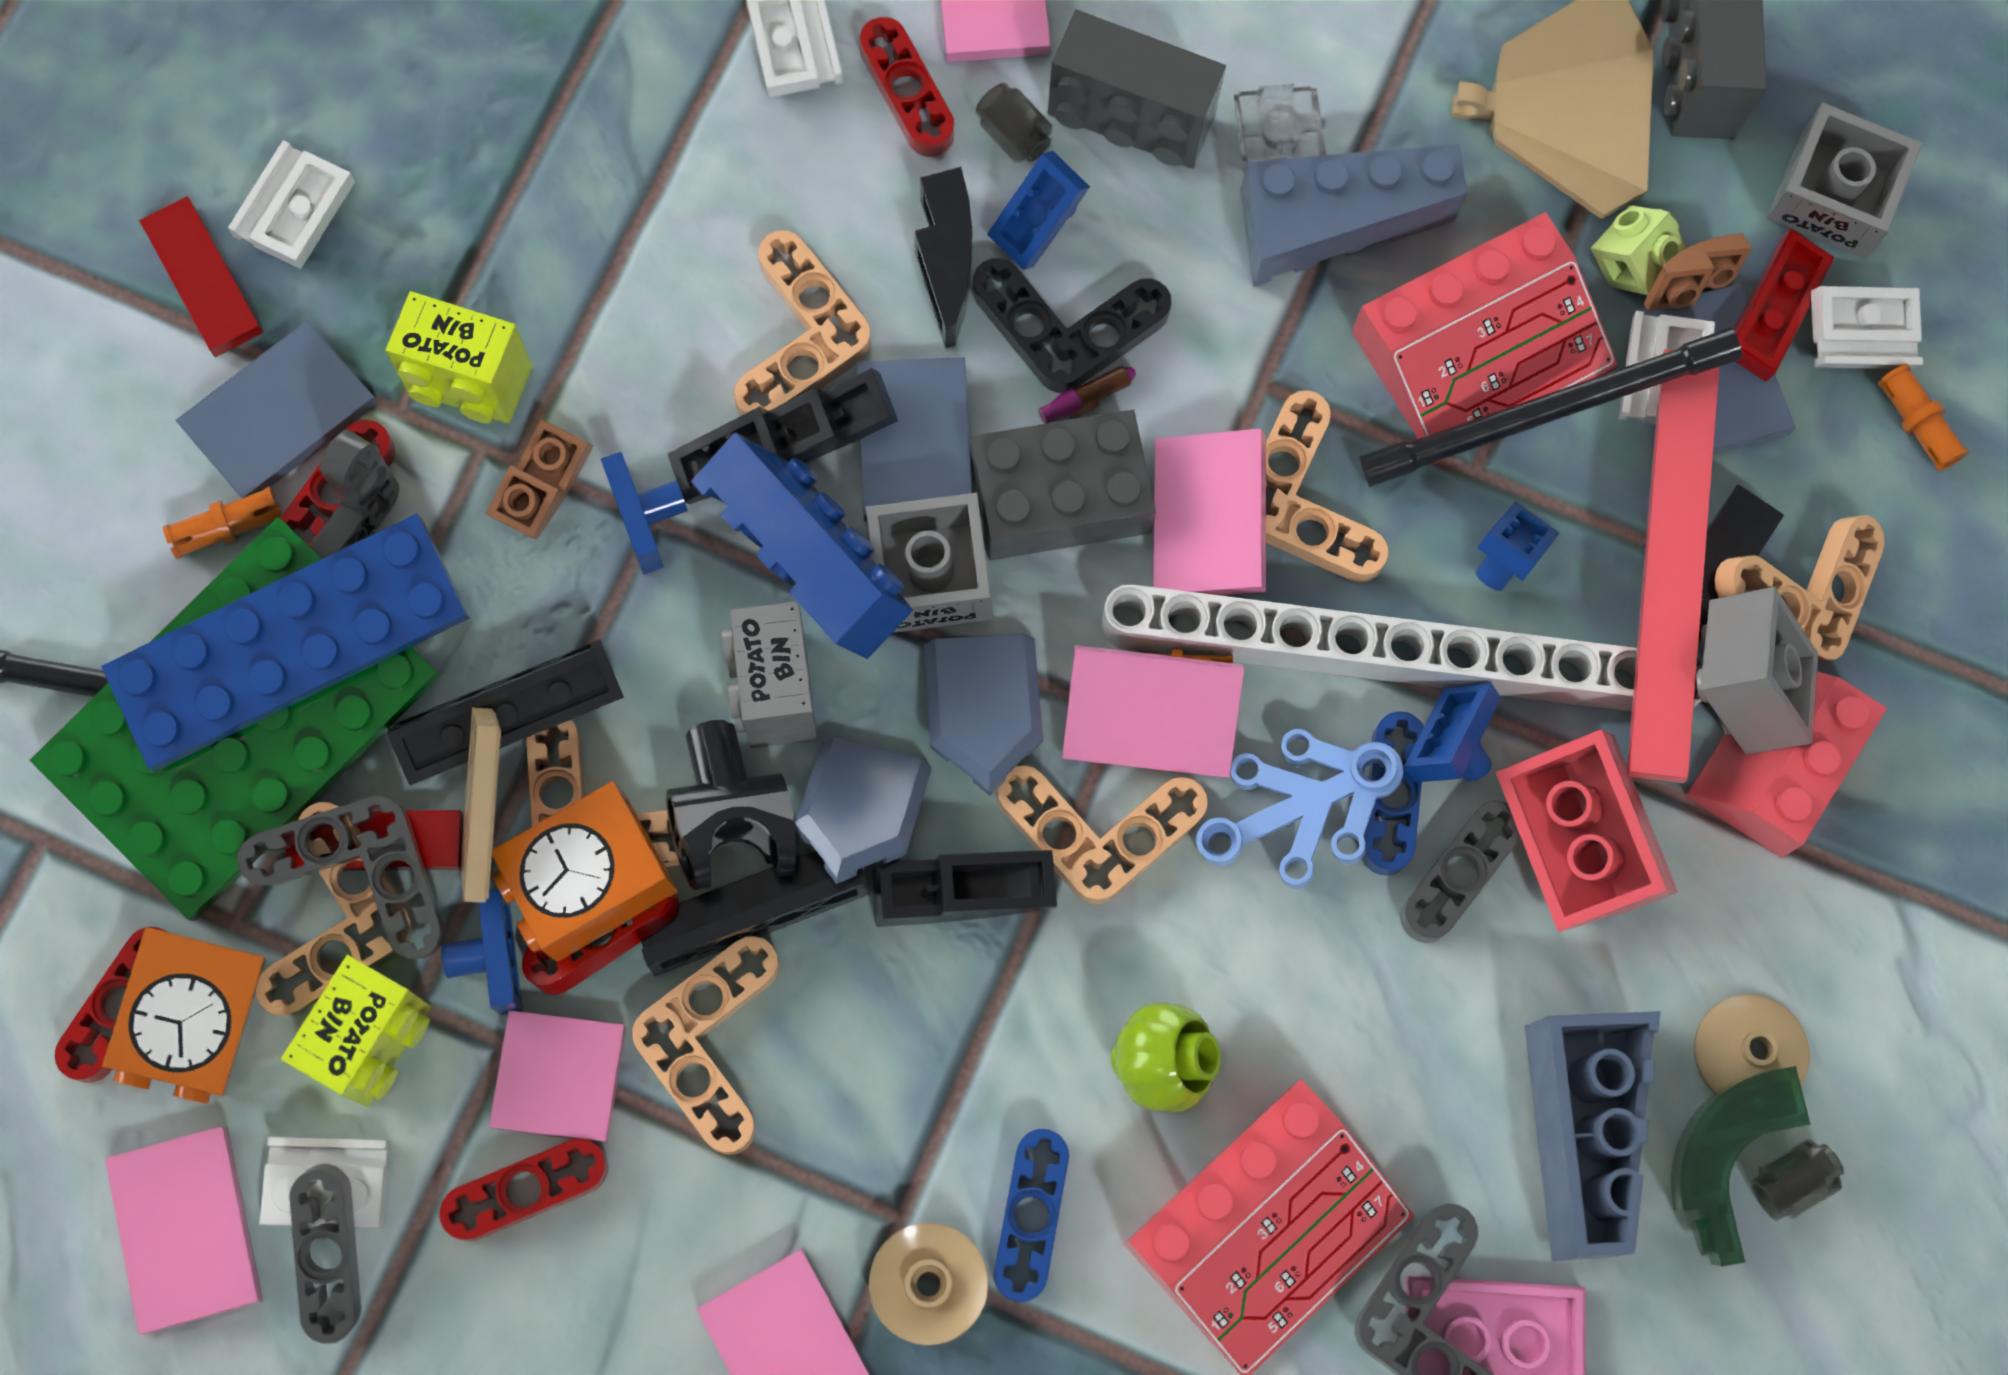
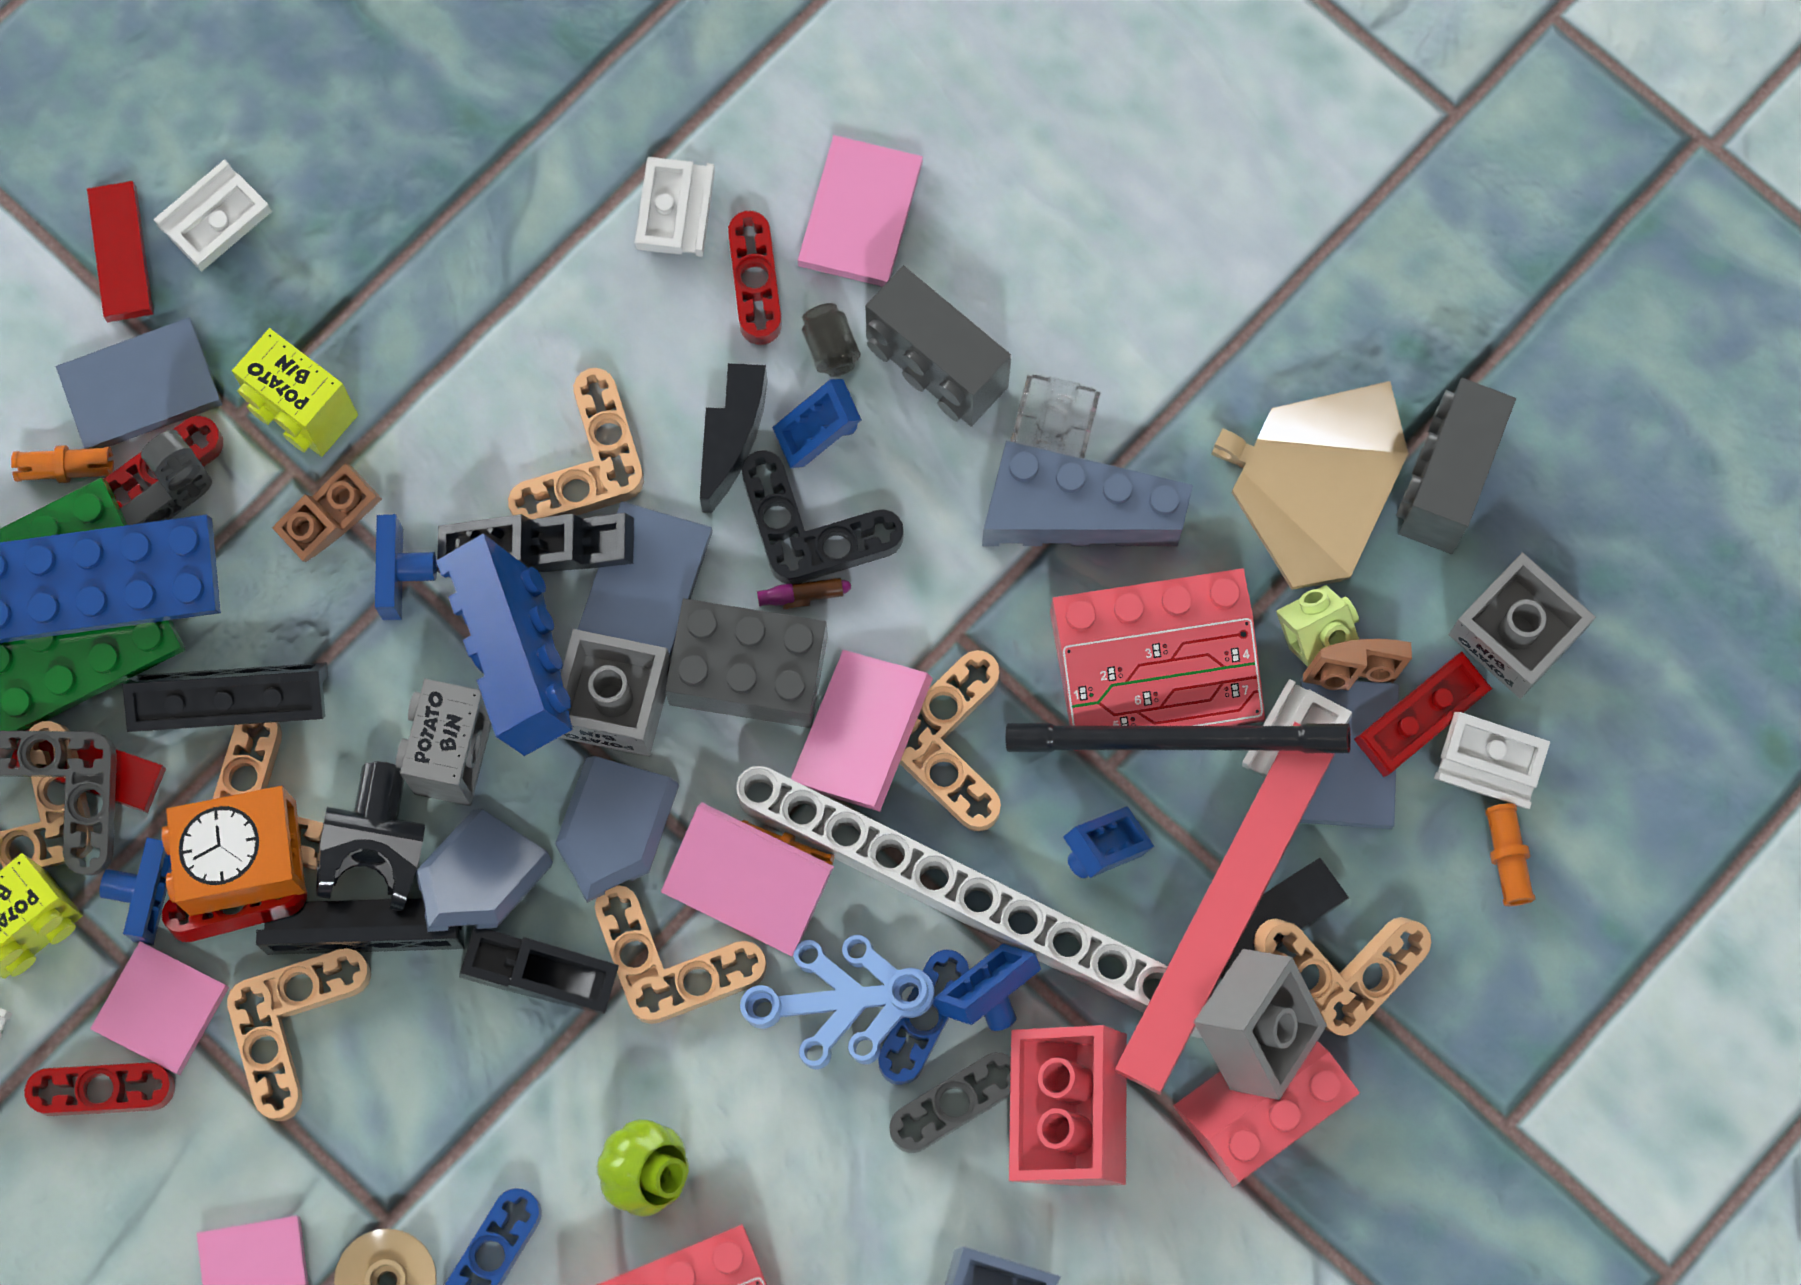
camera: 25 degrees right, 0 degrees up
(480, 805) = (171, 767): tan tile -> none

